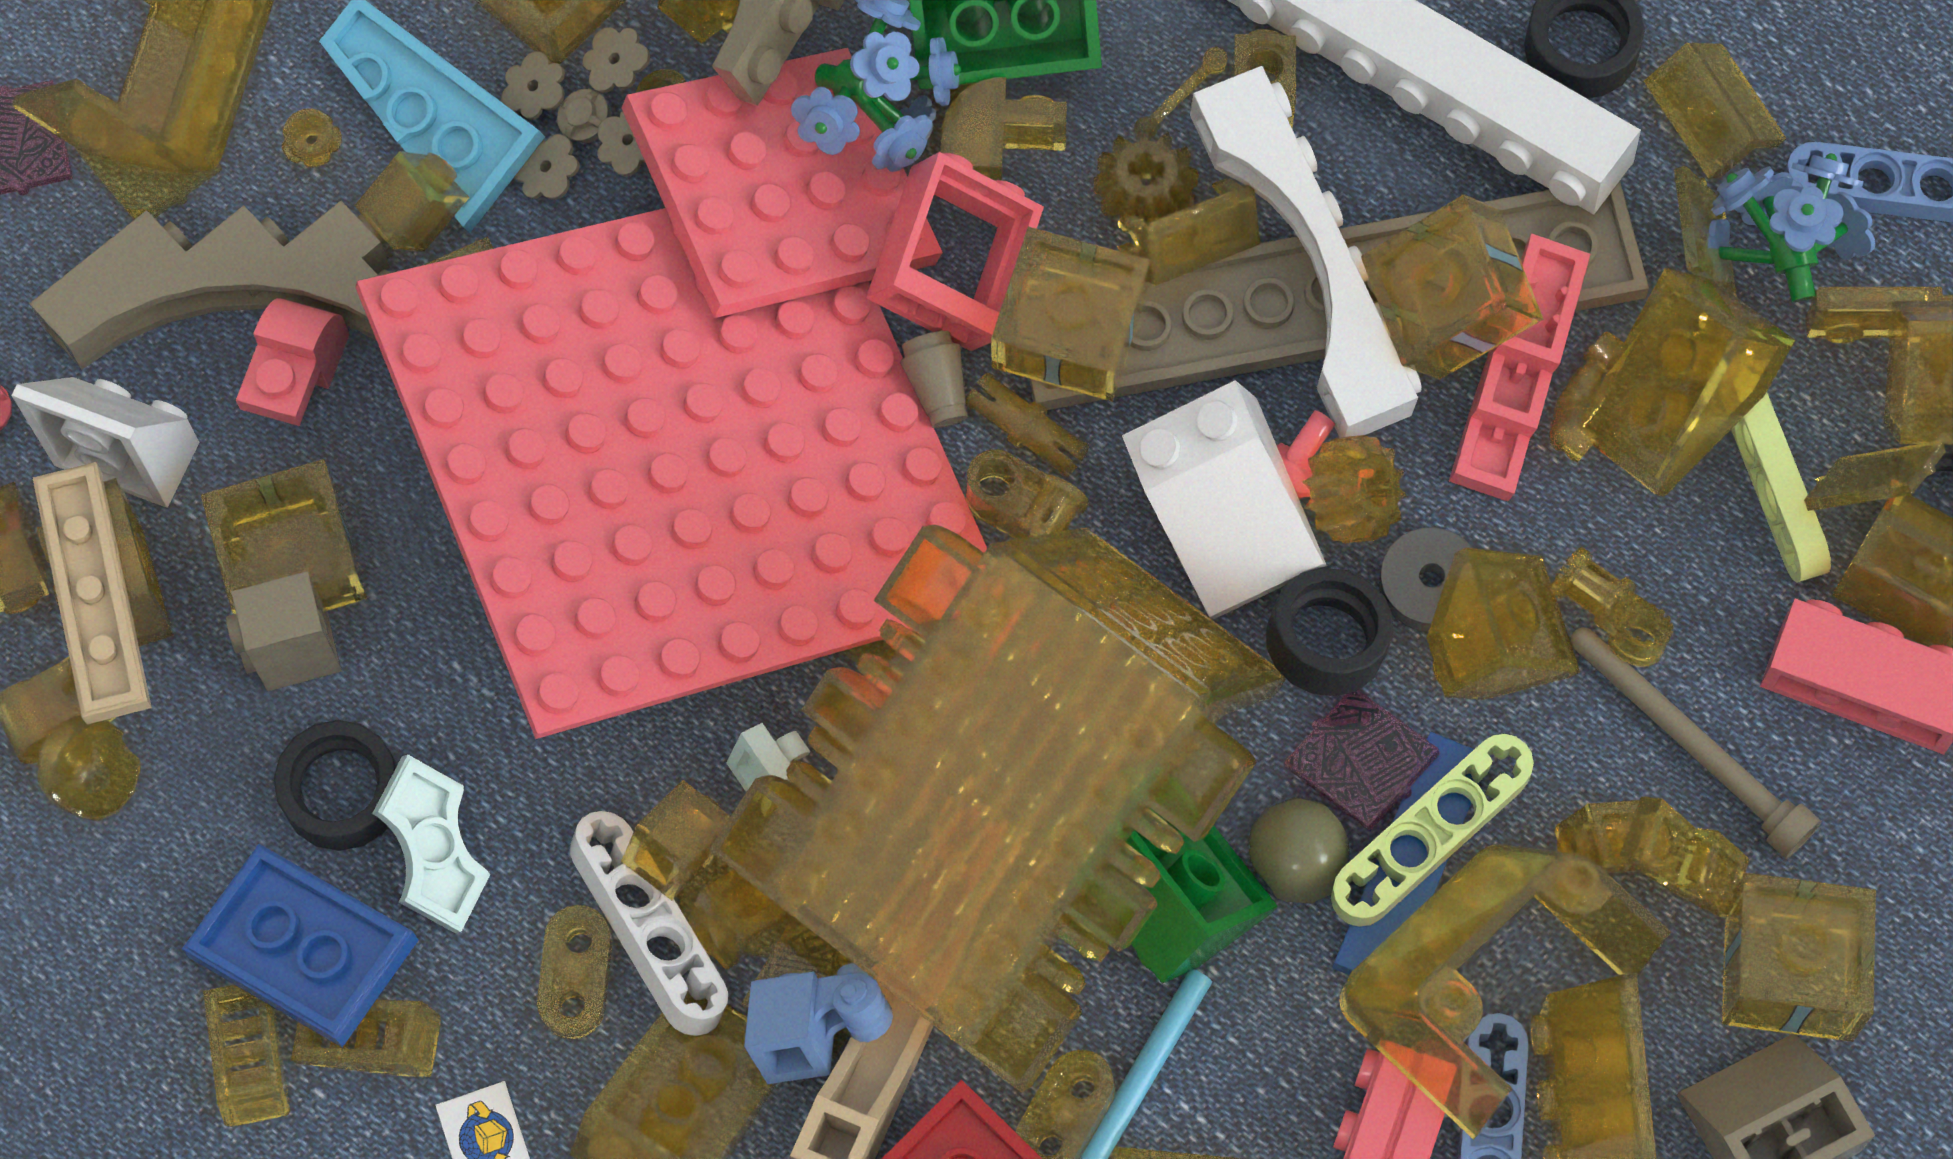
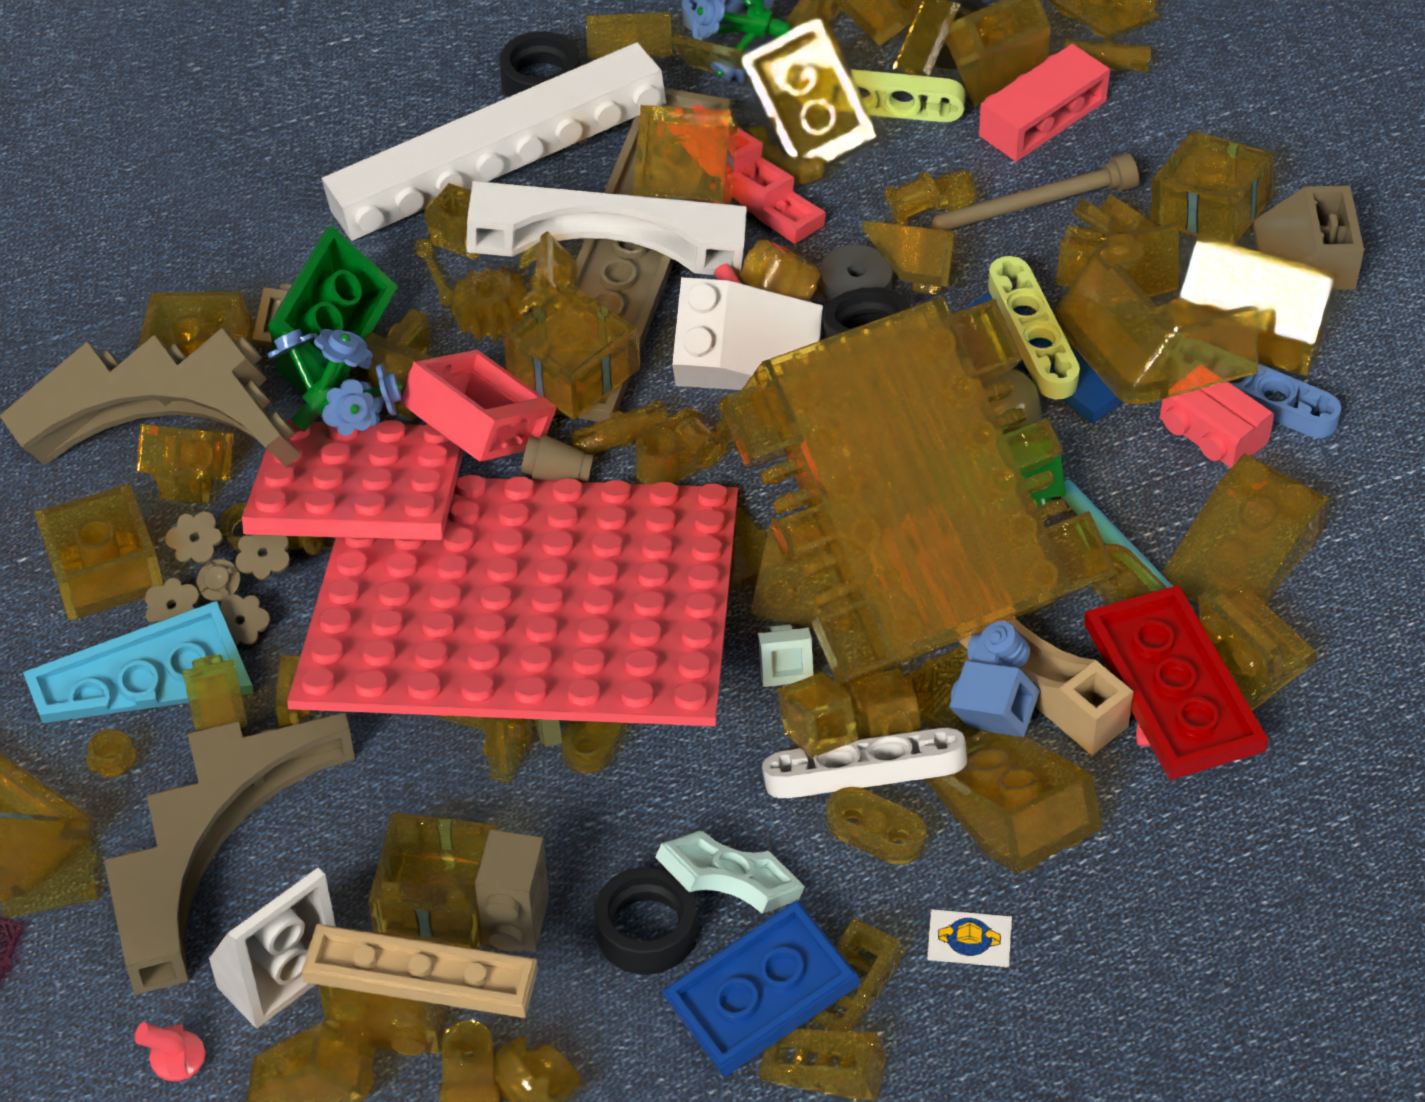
camera: 65 degrees left, 20 degrees down
(293, 354) = (288, 814): coral brick -> none

